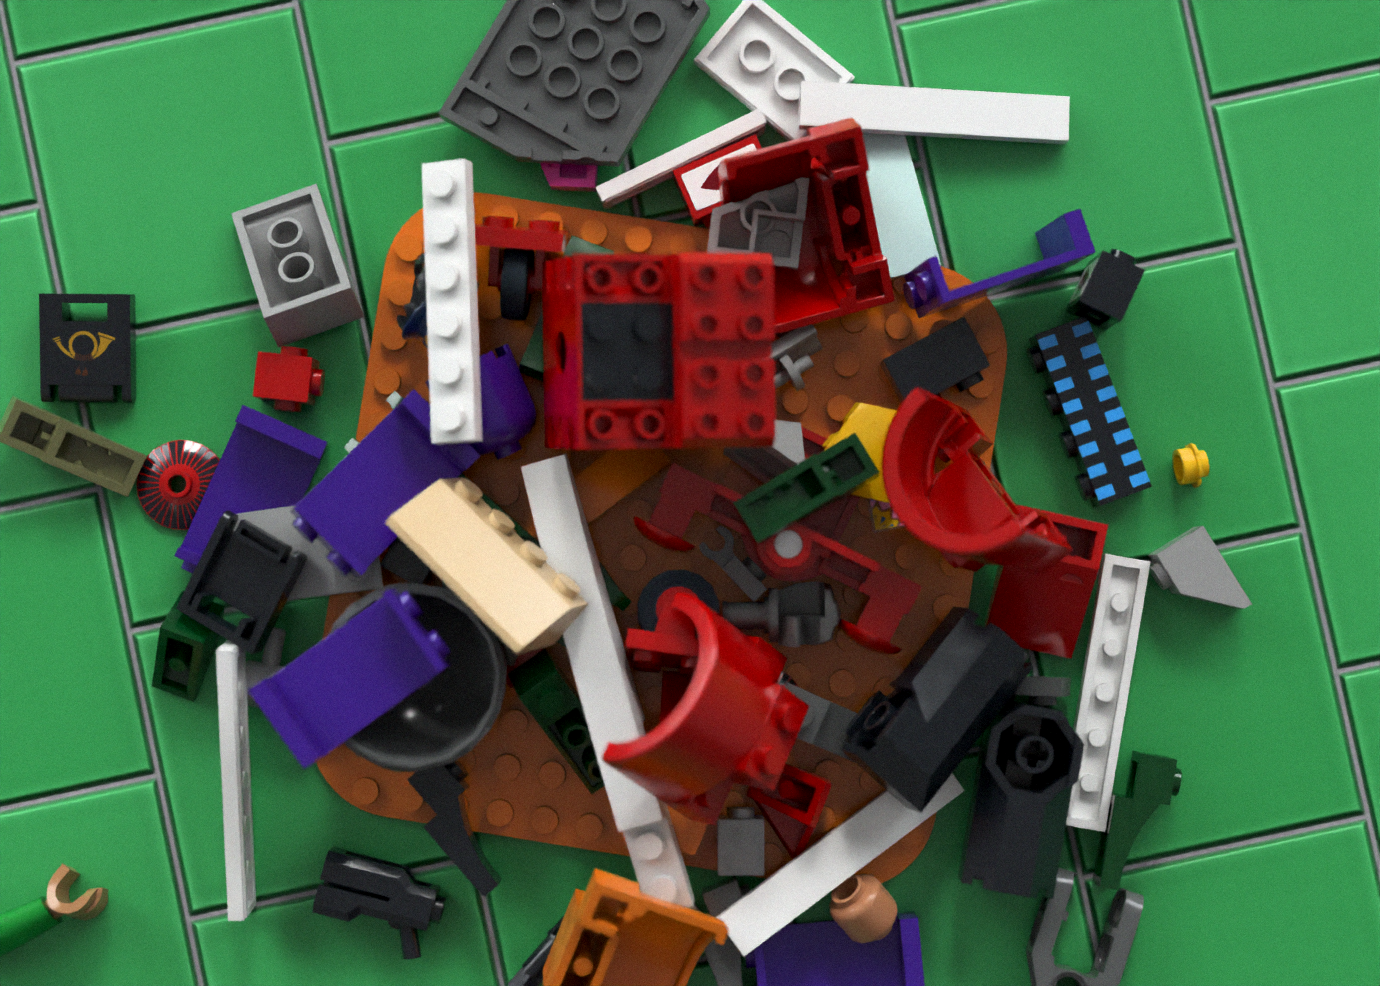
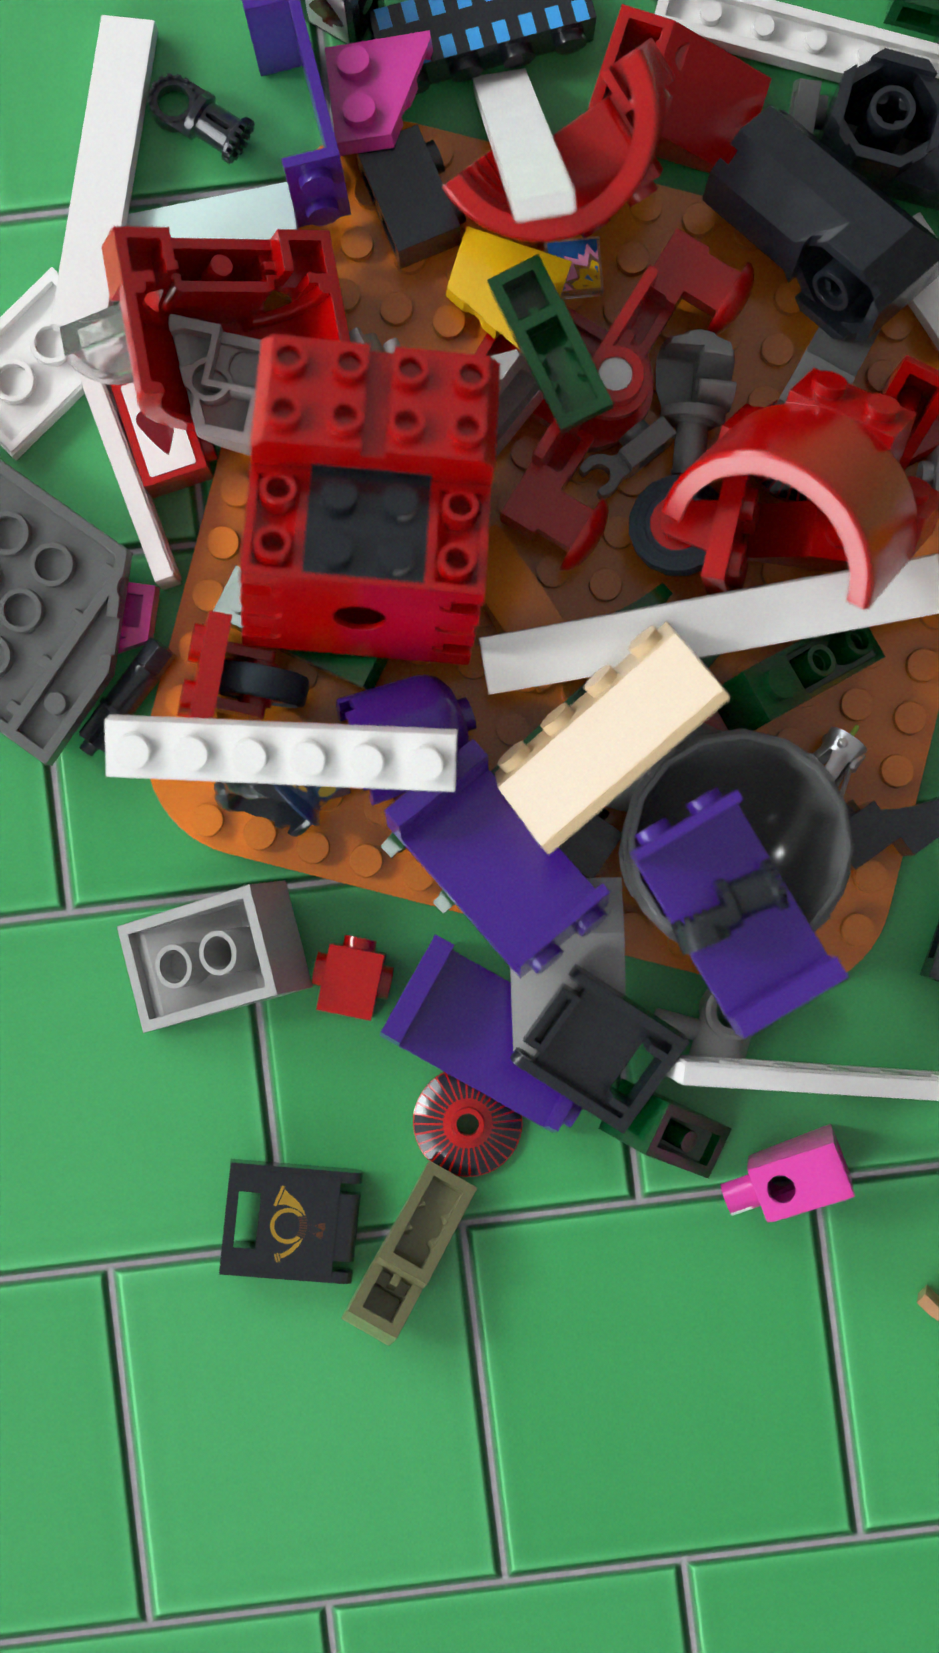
camera: 90 degrees left, 0 degrees up
(156, 753) = (812, 1164): none -> dark pink torso
(359, 678) = (738, 901): none -> black connector
(496, 168) = (127, 692): none -> black piece
(501, 764) = (843, 754): none -> flat silver piece
(780, 119) = (99, 347): none -> clear brick
(968, 450) = (523, 146): none -> white tile
(993, 185) = (202, 117): none -> black connector
(1017, 325) = (373, 88): none -> dark pink wing

